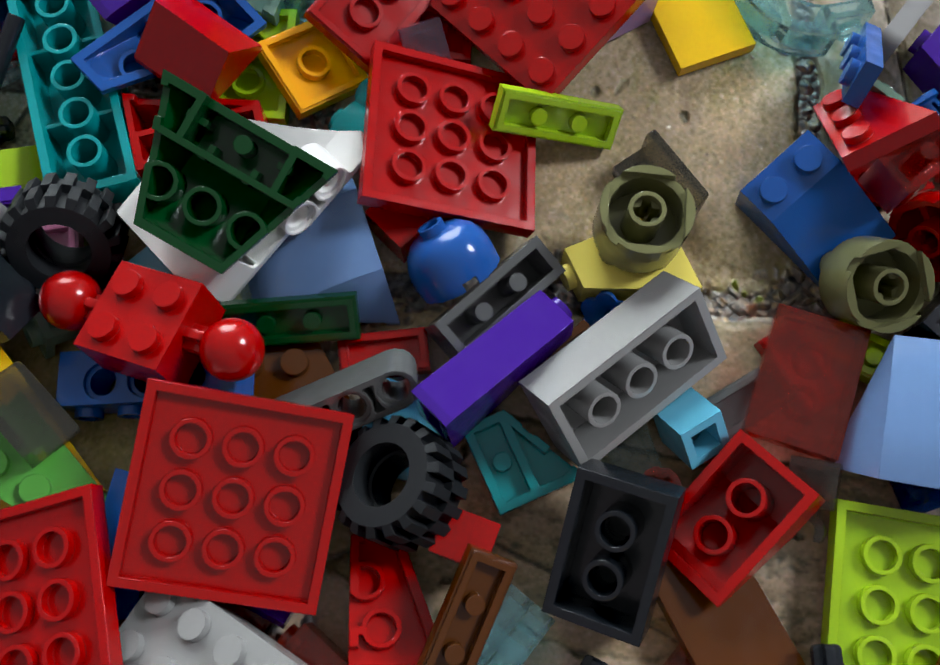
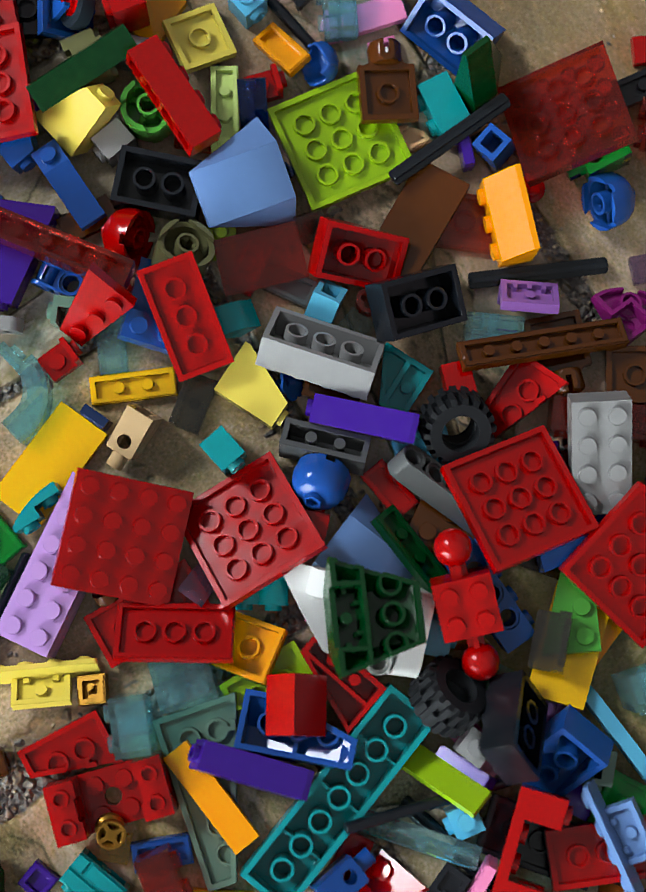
camera: 130 degrees left, 10 degrees up
(555, 117) = (194, 481): lime tile -> none
(571, 171) = (224, 451): none -> teal brick
(666, 88) = (137, 424): none -> tan torso
(666, 213) = (244, 375): olive brick -> none
(711, 65) = (95, 417): none -> dark blue tile
(724, 133) = (133, 386): none -> yellow tile
(742, 284) = (237, 318): none -> teal brick
(776, 130) = (112, 351): none -> clear light blue tile
(792, 215) = (185, 316): none -> red plate
(808, 75) = (61, 359): none -> red bracket
(861, 64) = (51, 330): blue plate -> none

